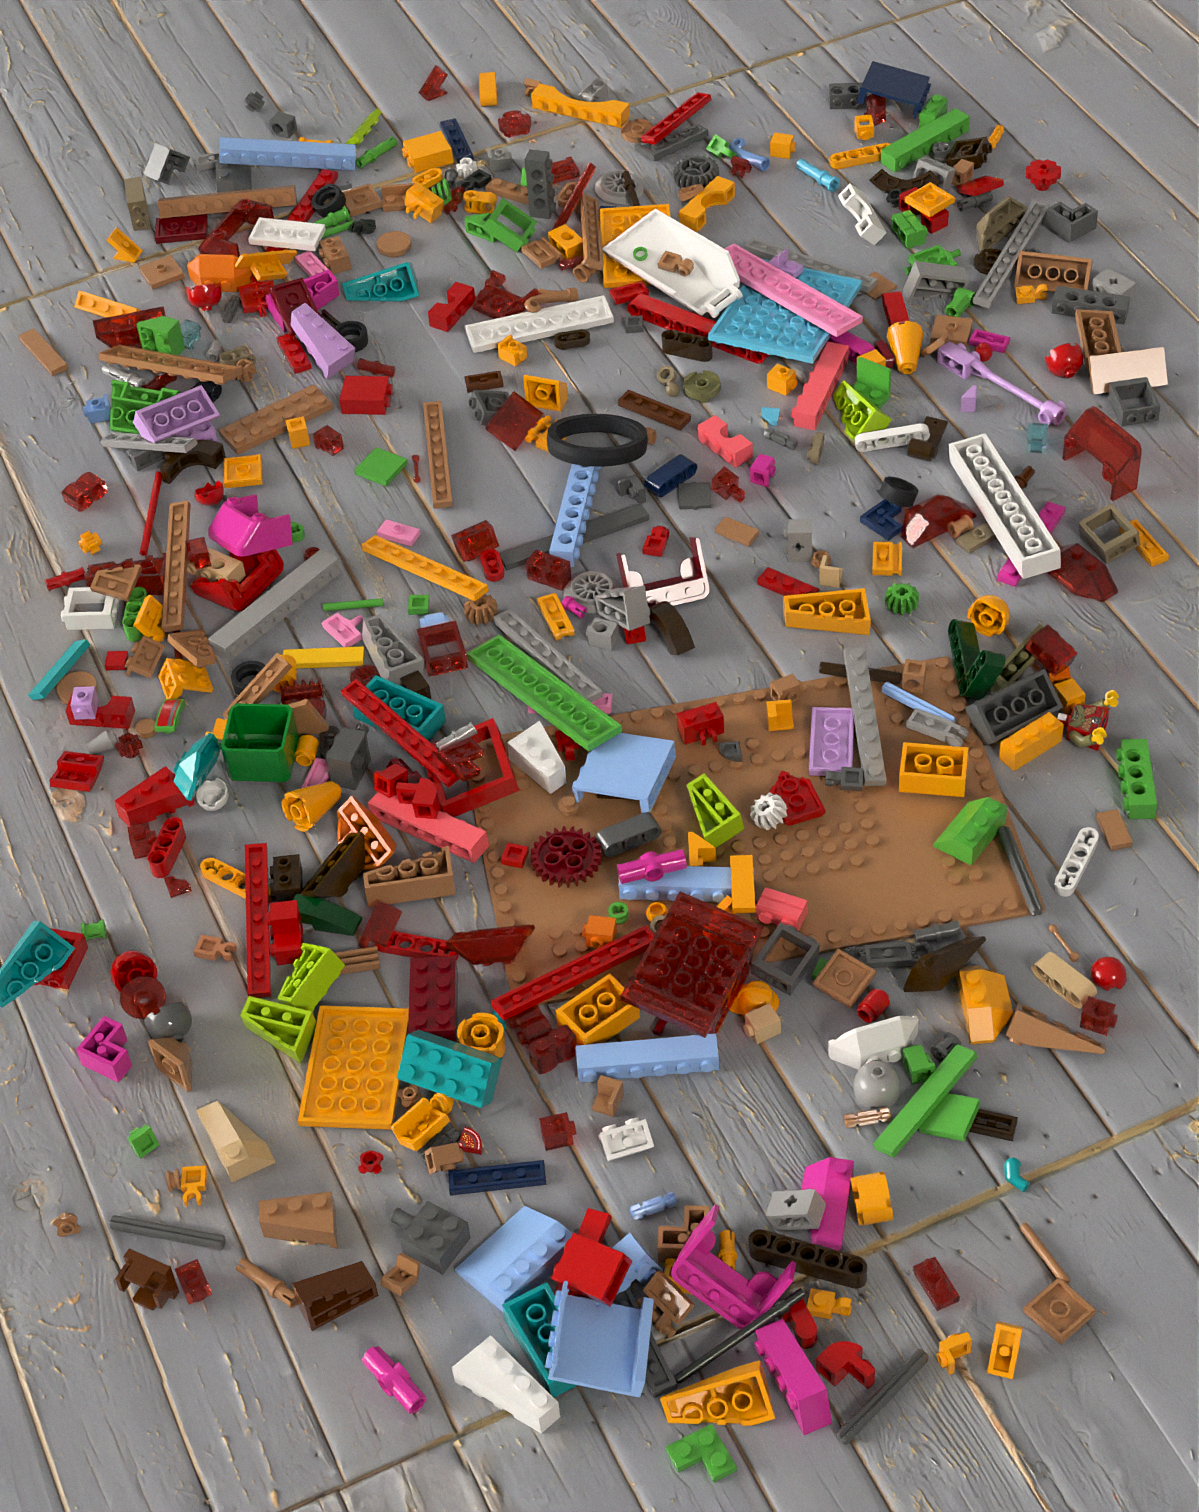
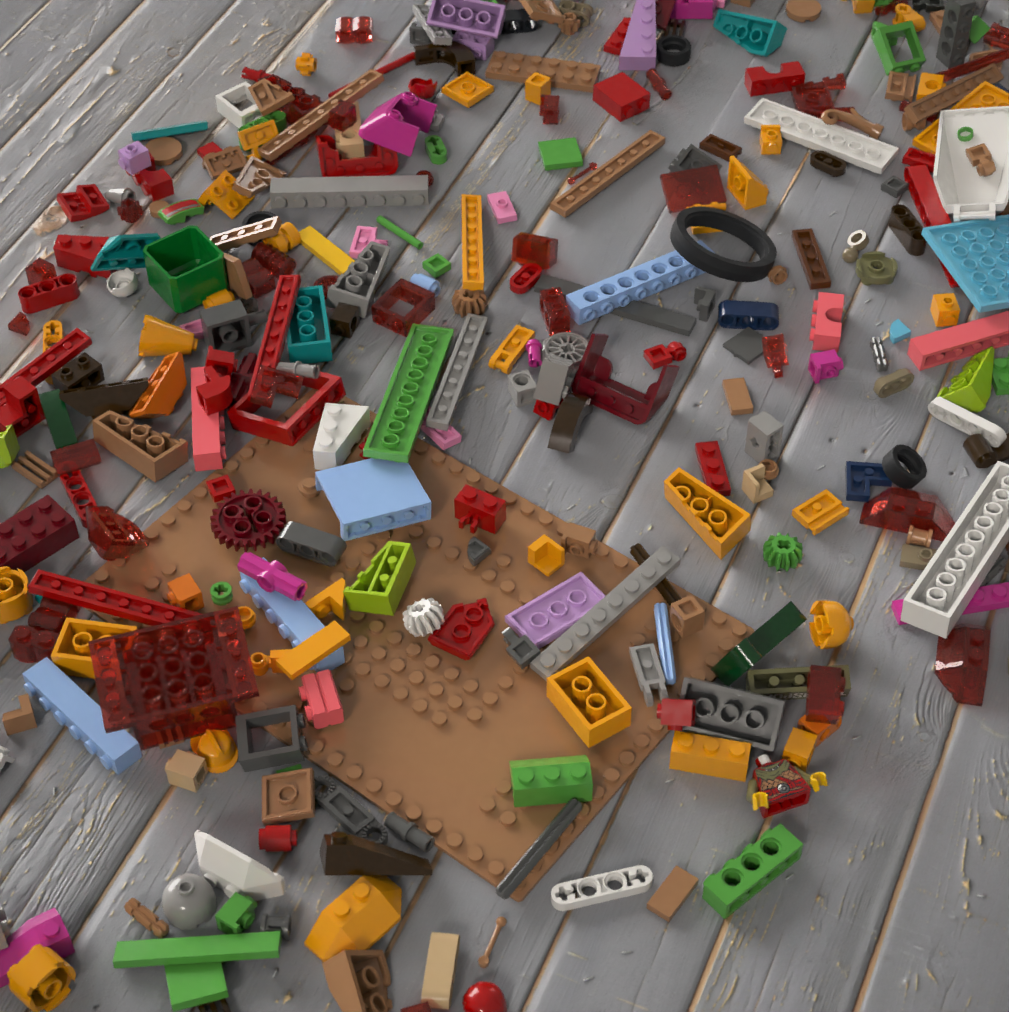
camera: 45 degrees right, 0 degrees up
(994, 728) = (677, 713): none -> red brick

